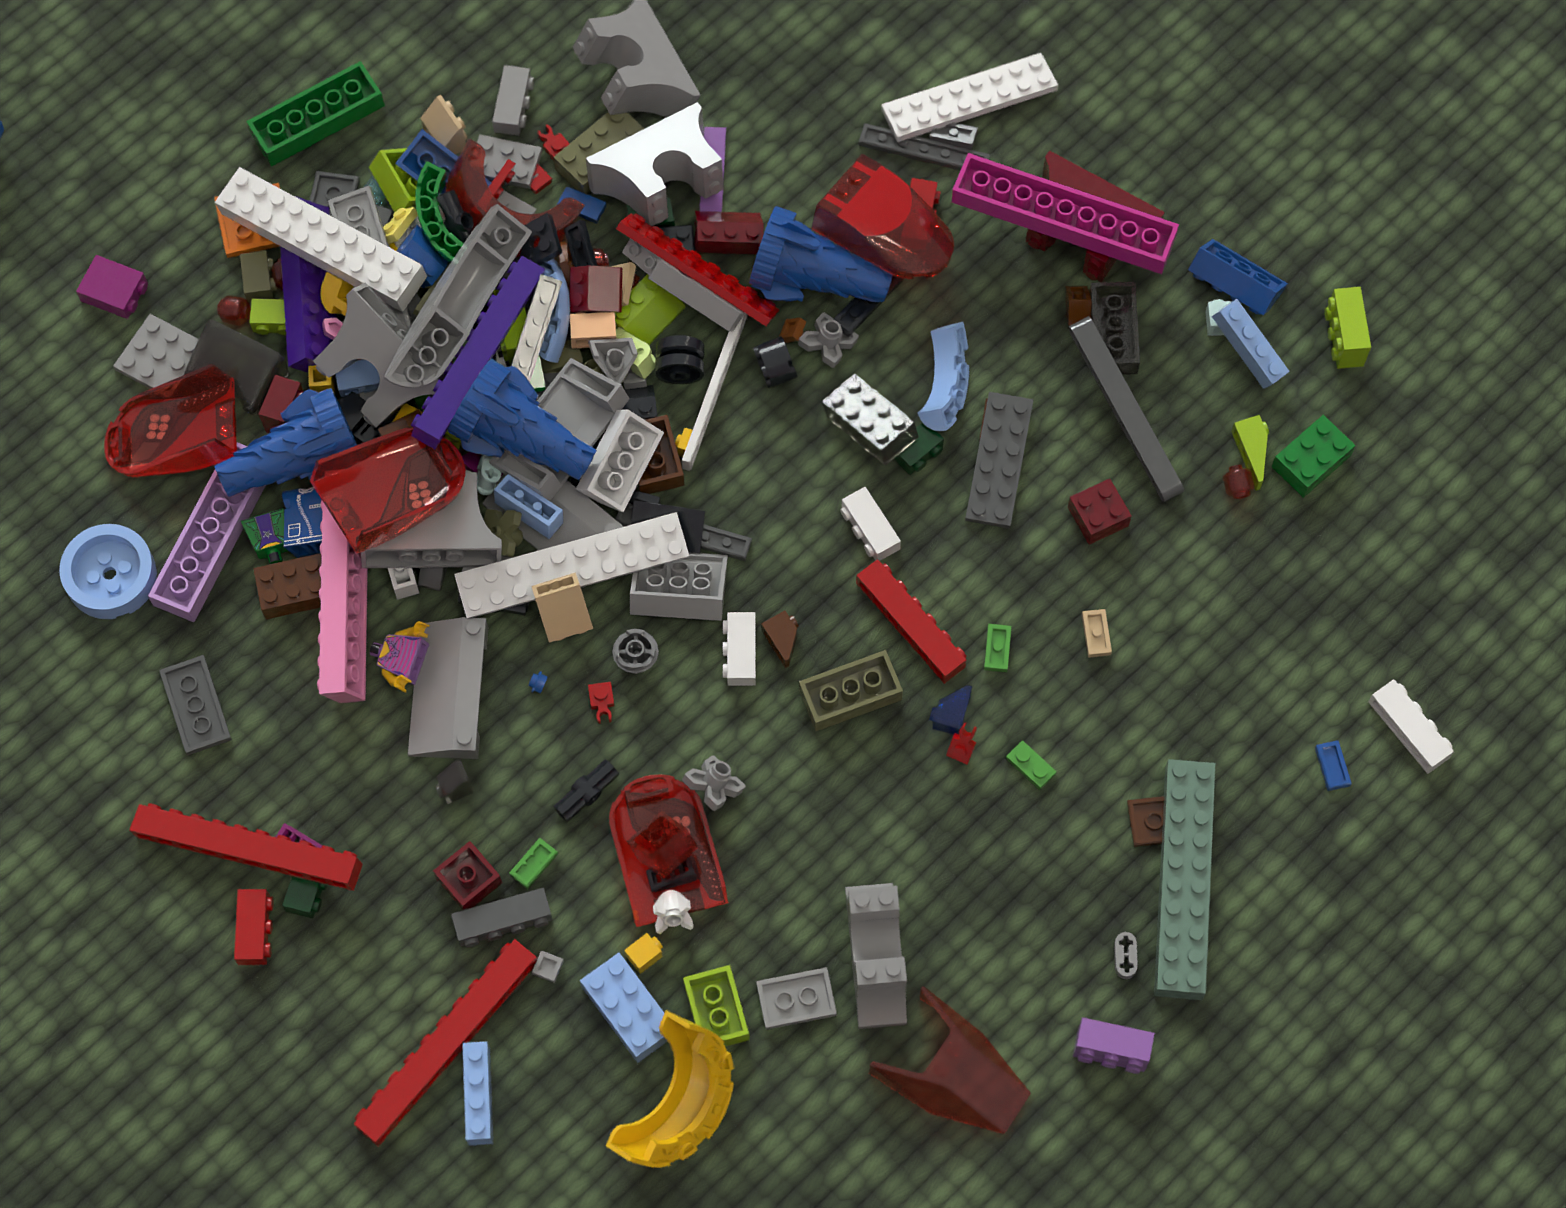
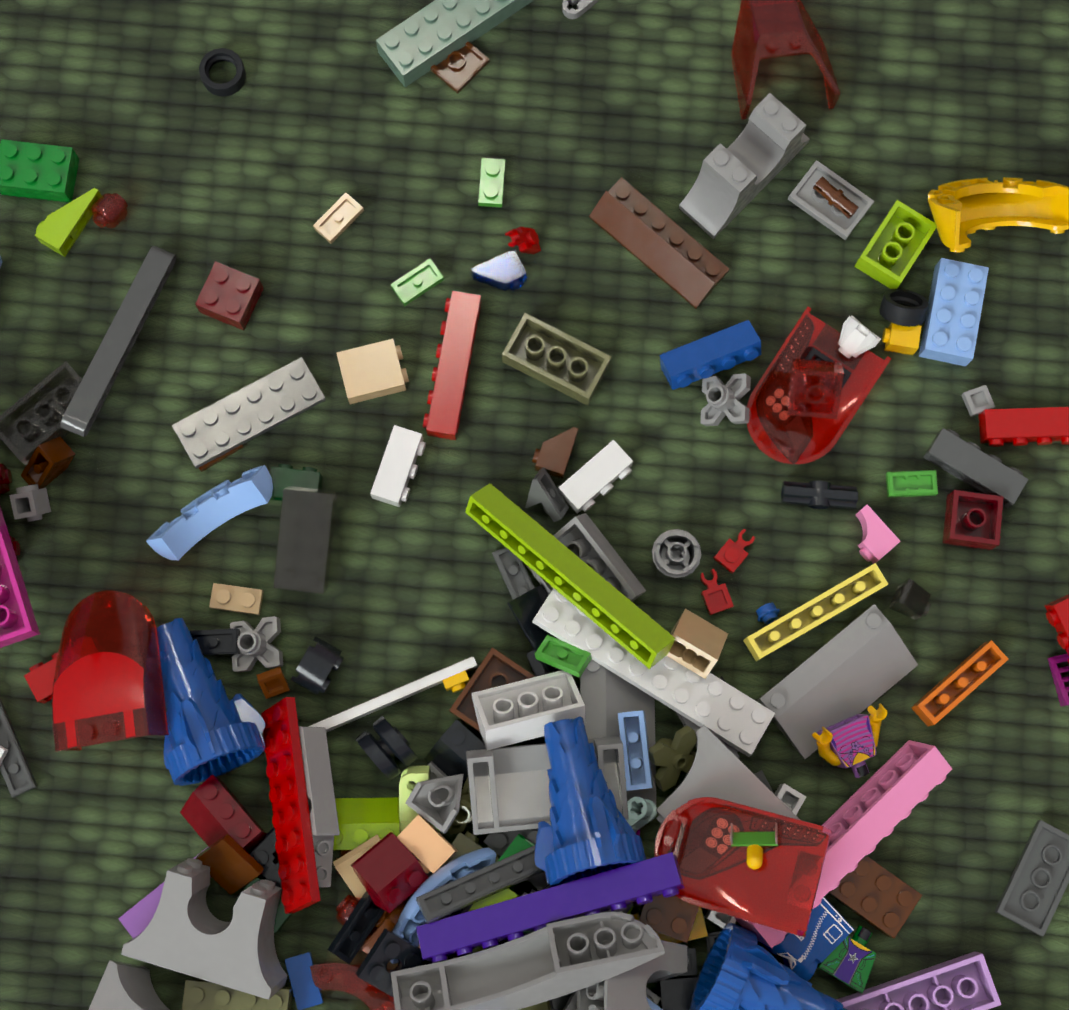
camera: 135 degrees left, 10 degrees up
(368, 764) = (959, 683): none -> orange brick
(396, 505) = (754, 841): none -> piece
(507, 711) = (815, 612): none -> light yellow brick
(519, 803) = (876, 538): none -> bright pink arch
(582, 658) = (716, 596): none -> red plate
(633, 512) = (563, 656): none -> bright green plate
(651, 960) = (903, 307): none -> black tyre
(685, 559) = (570, 576): none -> lime brick
(695, 210) = (230, 864): none -> reddish brown tile
(755, 801) = (710, 355): none -> blue brick
(760, 601) = (545, 492): none -> dark grey slope
(793, 996) = (835, 197): none -> reddish brown pin
(872, 353) = (236, 599): none -> tan plate
(876, 844) = (658, 242): none -> reddish brown slope
(956, 562) = (372, 371): none -> tan brick
(1057, 272) = (30, 502): none -> light grey brick
(1299, 631) = (214, 57): none -> black tyre

